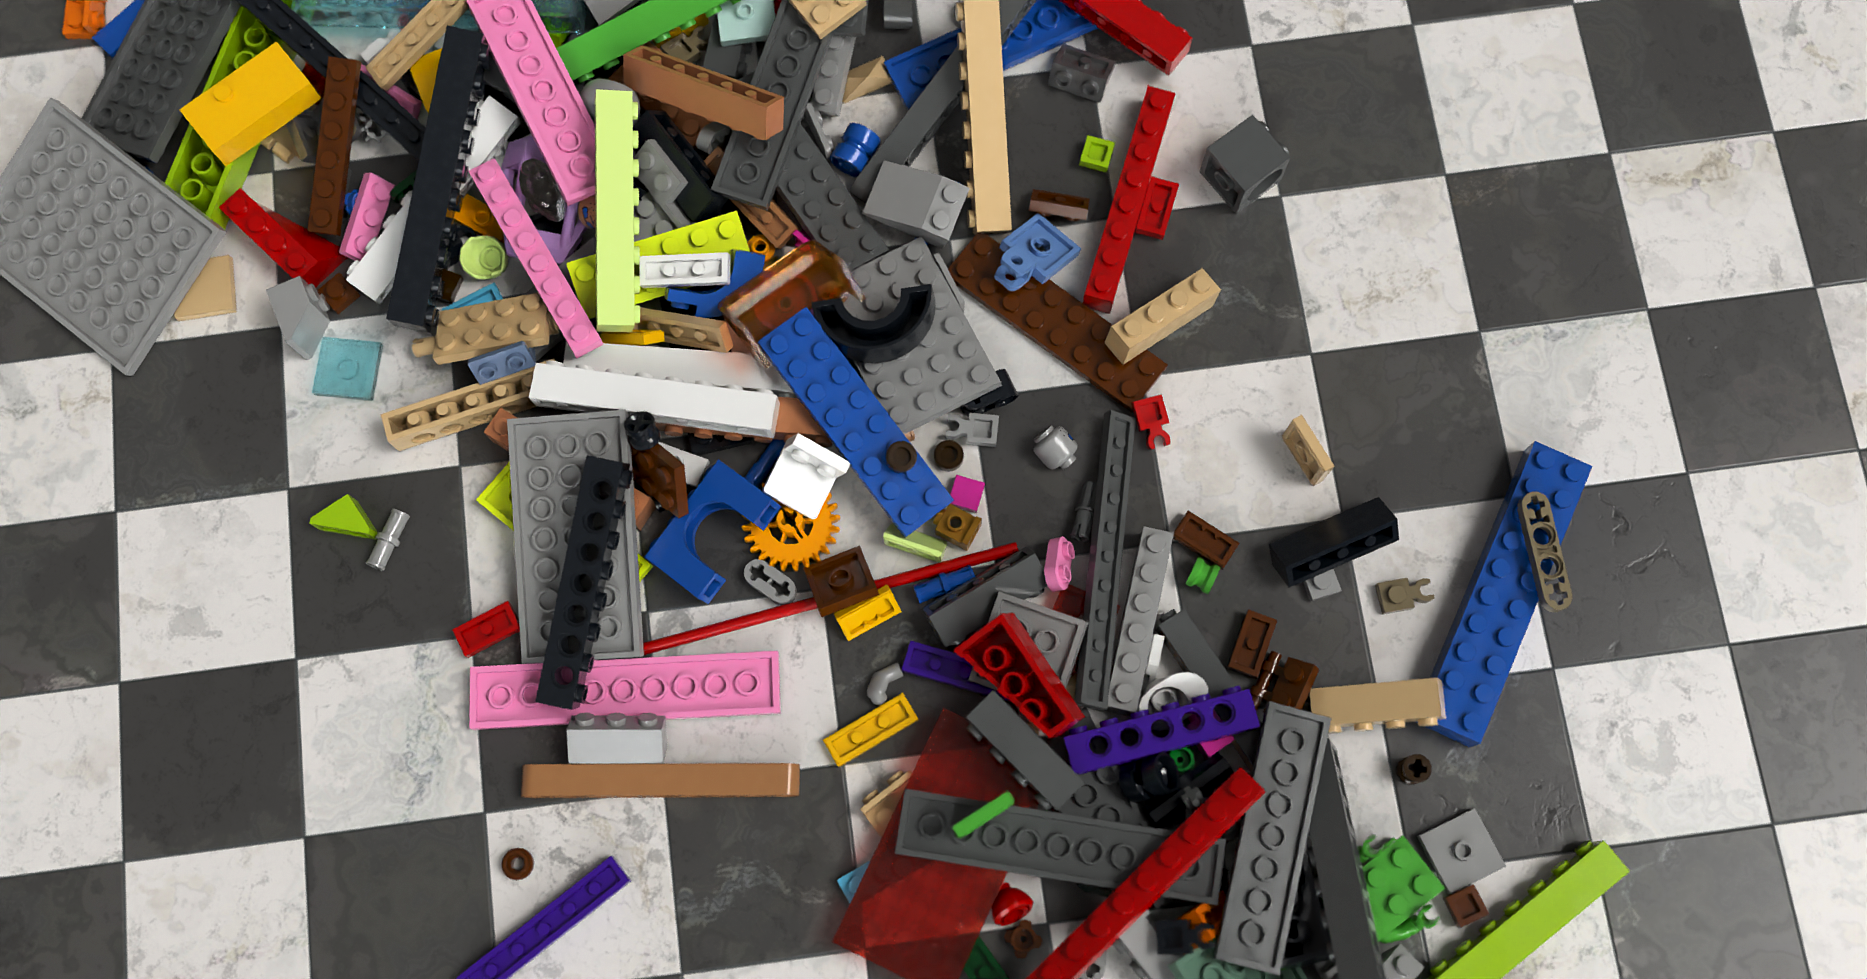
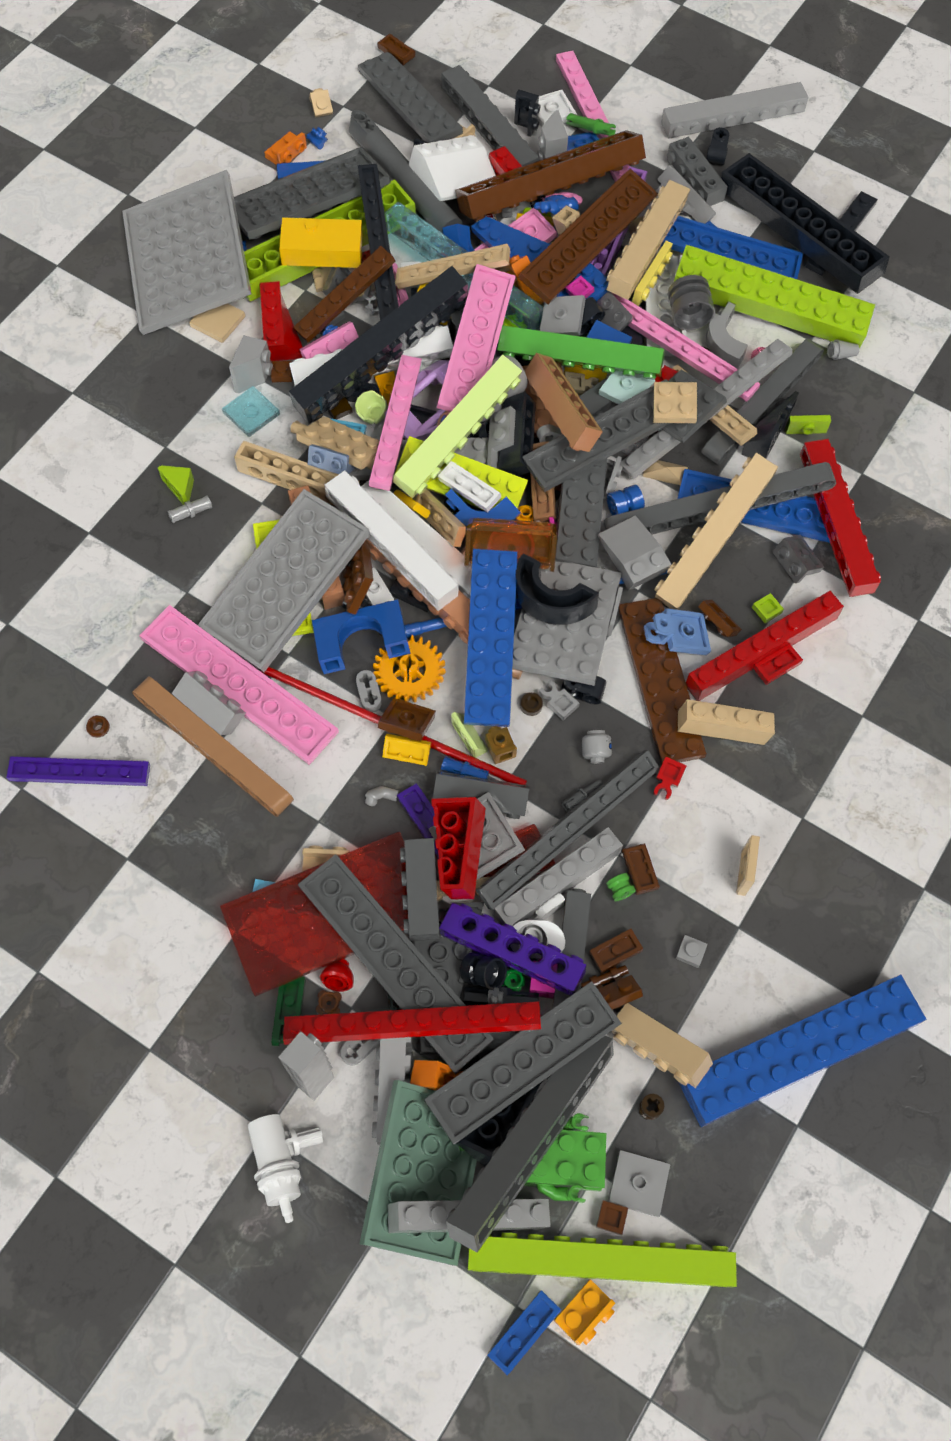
camera: 35 degrees right, 10 degrees down
(487, 629) = (196, 593): red plate -> none
(541, 190) = (430, 390): clear smoke arm -> none
(552, 687) = (253, 602): black brick -> none
(642, 430) = (368, 547): black wheel -> none
(804, 475) = (436, 644): white bracket -> none
(870, 730) = (350, 815): yellow tile -> none
(901, 457) = (498, 674): dark brown tile -> none
(967, 493) = (522, 732): dark pink tile -> none
(983, 815) = (363, 899): bright green tile -> none
(1058, 563) = (539, 809): bright pink plate -> none
(1179, 937) = (415, 1069): black plate -> none
(1245, 163) = (853, 677): dark grey brick -> none
(1334, 541) = (719, 932): black brick -> none
(1399, 595) = (734, 999): dark tan plate -> none
(1548, 551) = (849, 1042): dark tan beam -> none

